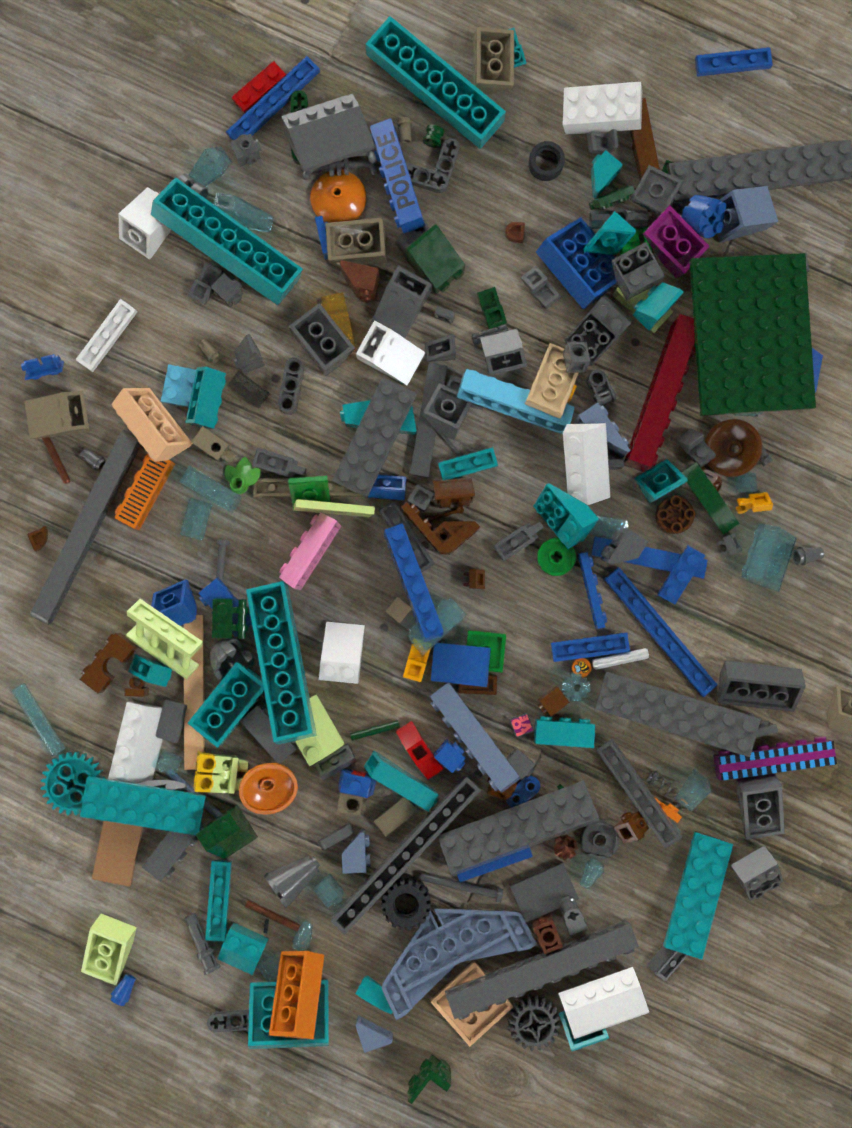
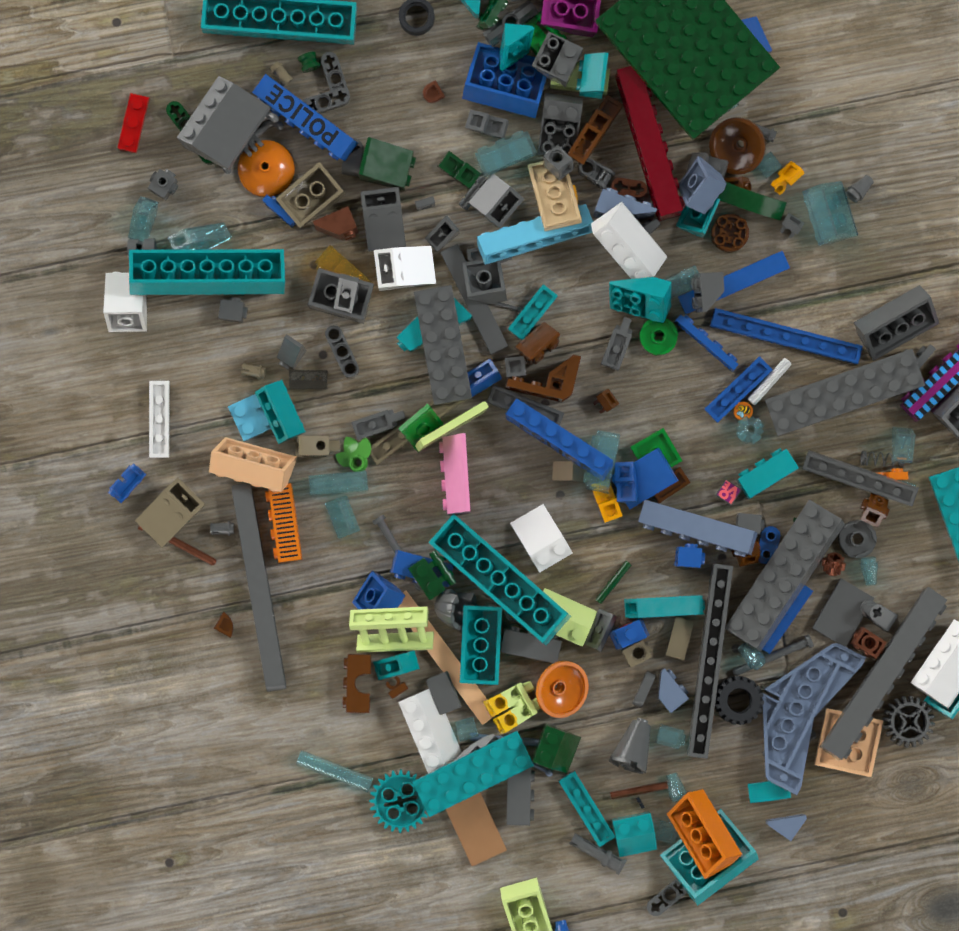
camera: 40 degrees left, 0 degrees up
(201, 288) = (209, 317): dark grey slope -> none
(274, 99) = (153, 126): blue tile -> none
(326, 337) = (346, 293): none -> slope
(419, 750) = (661, 571): red slope -> none
(430, 1069) = (861, 812): dark green bracket -> none
(443, 878) = (752, 657): none -> clear light blue cone
(444, 656) = (626, 482): none -> blue slope
(459, 510) = (552, 354): reddish brown hinge -> none
(538, 320) = (505, 153): none -> clear light blue brick
(552, 701) = (739, 455): reddish brown brick -> none
(621, 417) = (630, 183): none -> copper beam
(625, 352) = (595, 130): none -> reddish brown slope
(680, 458) = (701, 186): none -> sand blue slope
(681, 574) = (769, 278): blue plate -> none

